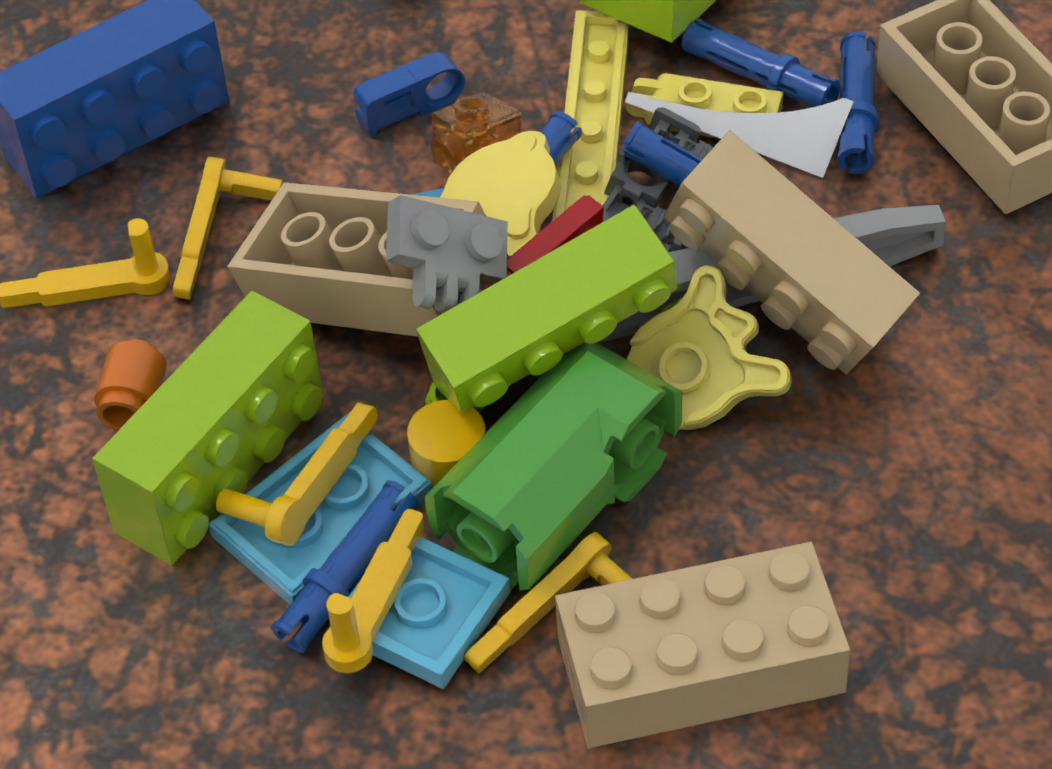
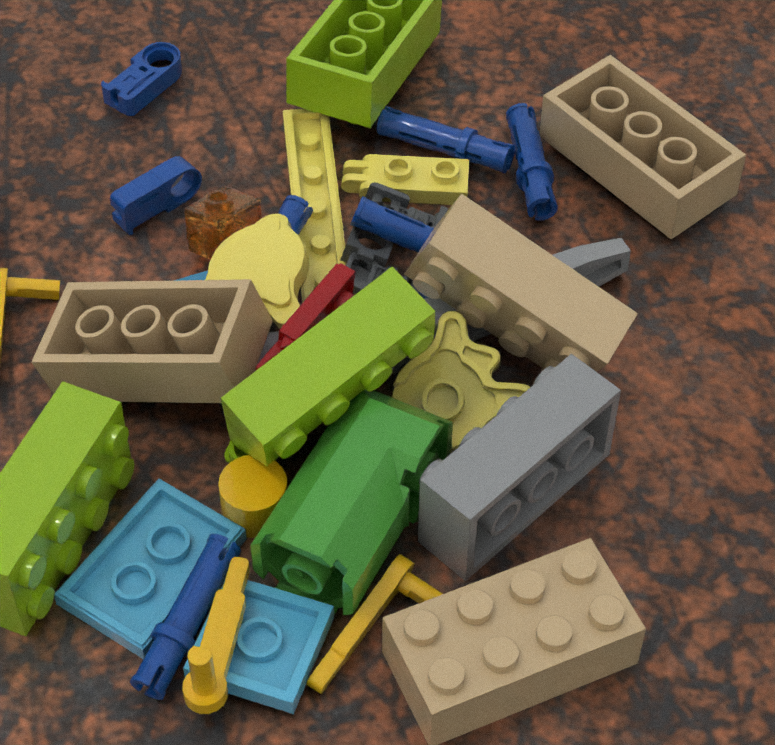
camera: 15 degrees left, 0 degrees up
(288, 514) = (128, 575): yellow piece -> none
(447, 249) = (234, 325): light grey hinge -> none
(749, 450) = (516, 465): none -> light grey brick
(794, 138) = (495, 191): white sticker -> none

